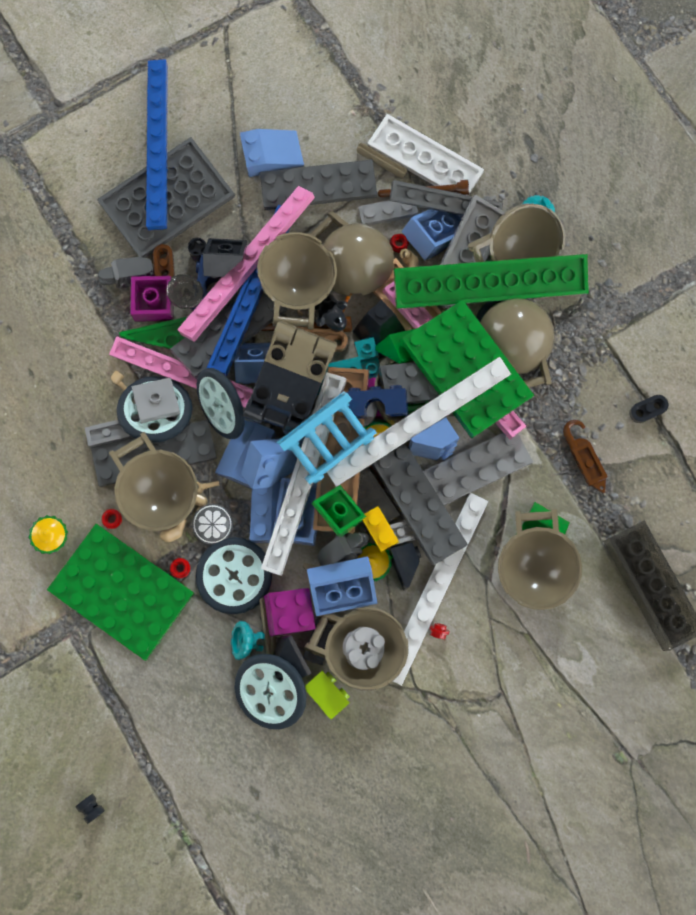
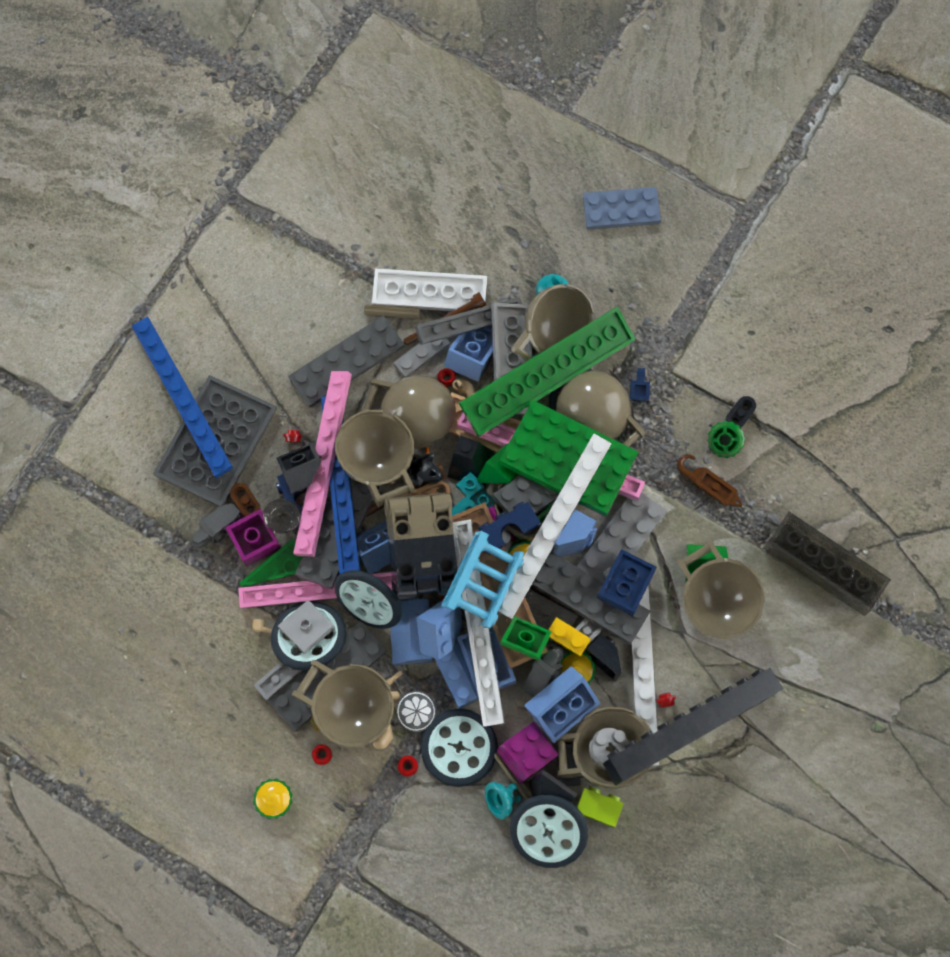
camera: 25 degrees left, 5 degrees down
(120, 592) = (365, 815): green plate -> none
(195, 246) = (267, 469): black wheel -> none
(235, 227) = (293, 436): none -> red plate
(270, 150) = (288, 352): medium blue slope -> none
(447, 668) = (691, 726): none -> black brick
(459, 507) = (626, 582): none -> dark blue plate
(568, 340) = (640, 388): none -> dark blue plate
(622, 425) = (726, 439): none -> green piece
(641, 168) = (621, 208): none -> sand blue plate

